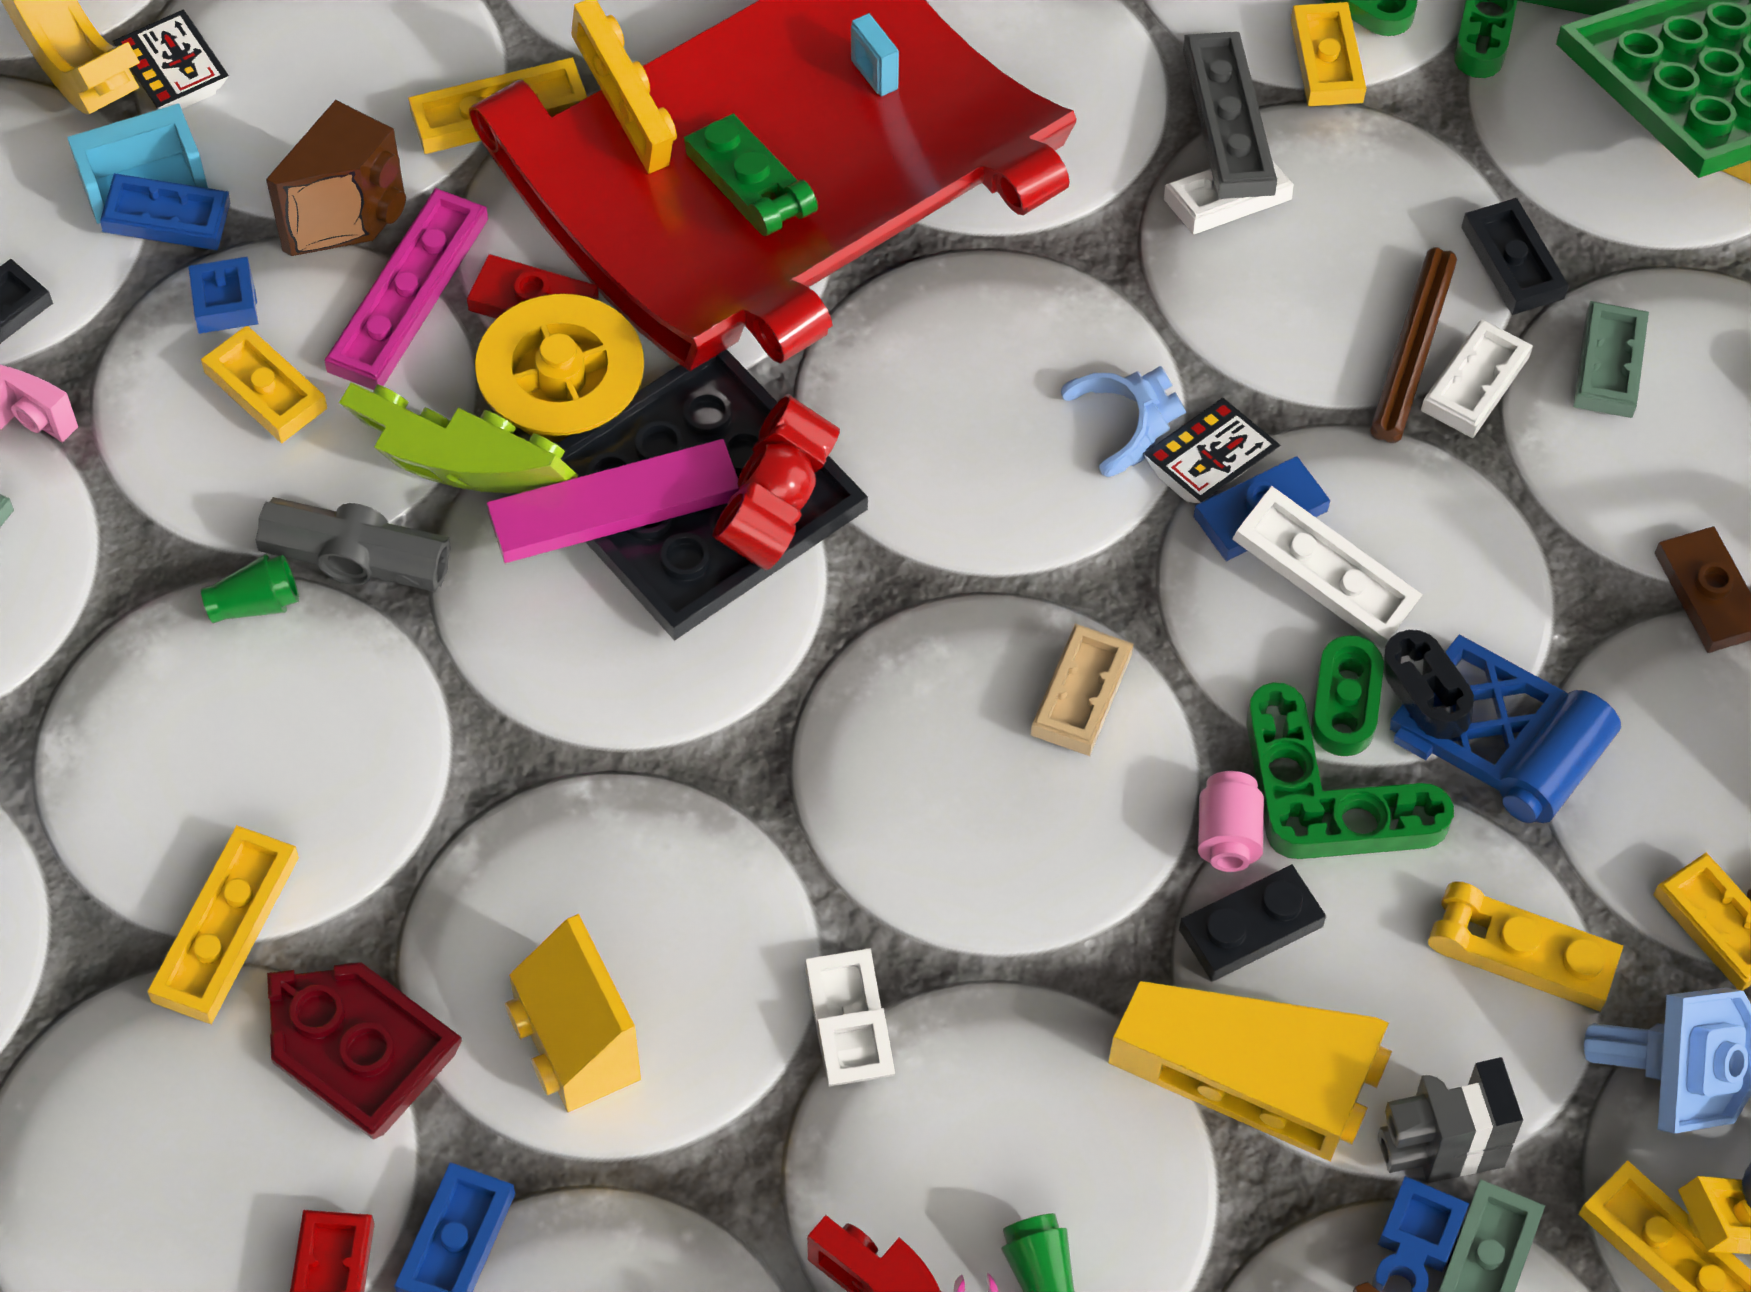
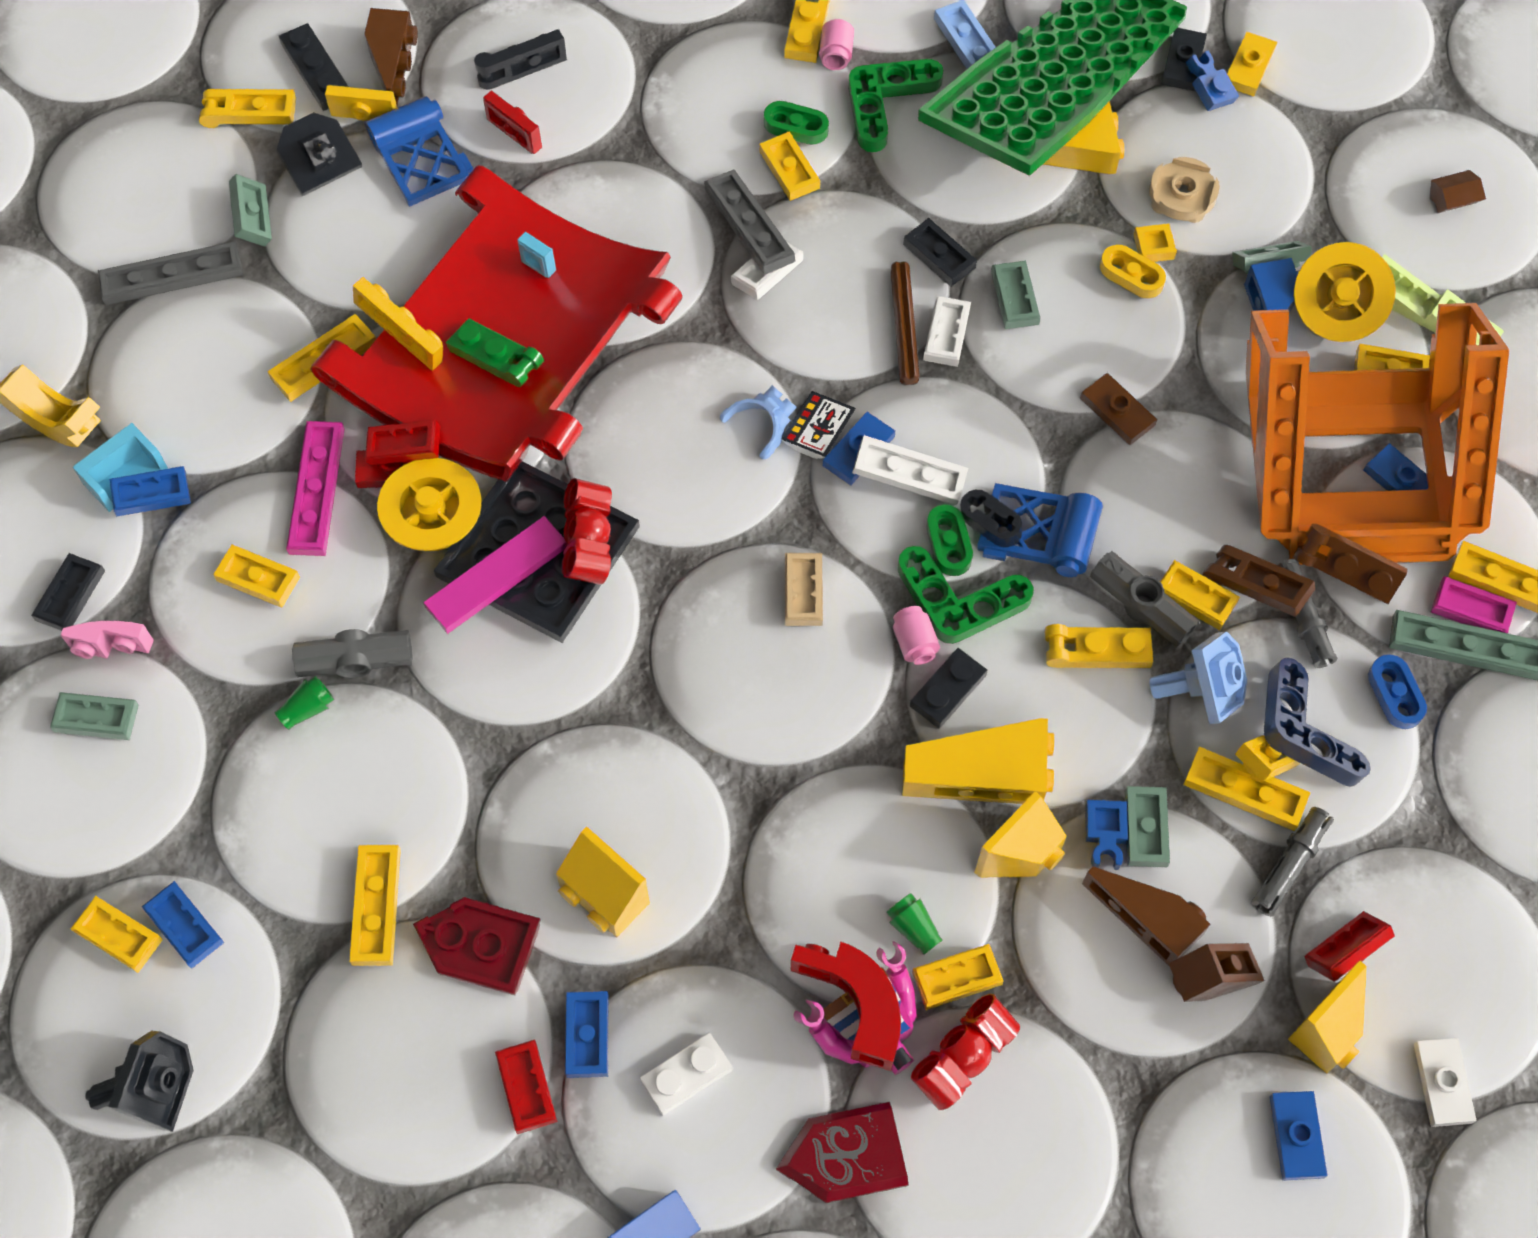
camera: 20 degrees left, 5 degrees up
(174, 62) = (115, 394): piece -> none
(223, 295) = (210, 531): blue bracket -> none
(337, 183) = (251, 439): reddish brown slope -> none
(459, 451) = (393, 577): lime slope -> none
(558, 261) = (402, 442): none -> red plate
(849, 1017) = (752, 825): white slope -> none
(1266, 1202) = (1023, 843): none -> yellow slope
(1455, 1128) = (1104, 765): dark grey hips -> none
(1648, 927) = (1127, 583): none -> dark grey piece

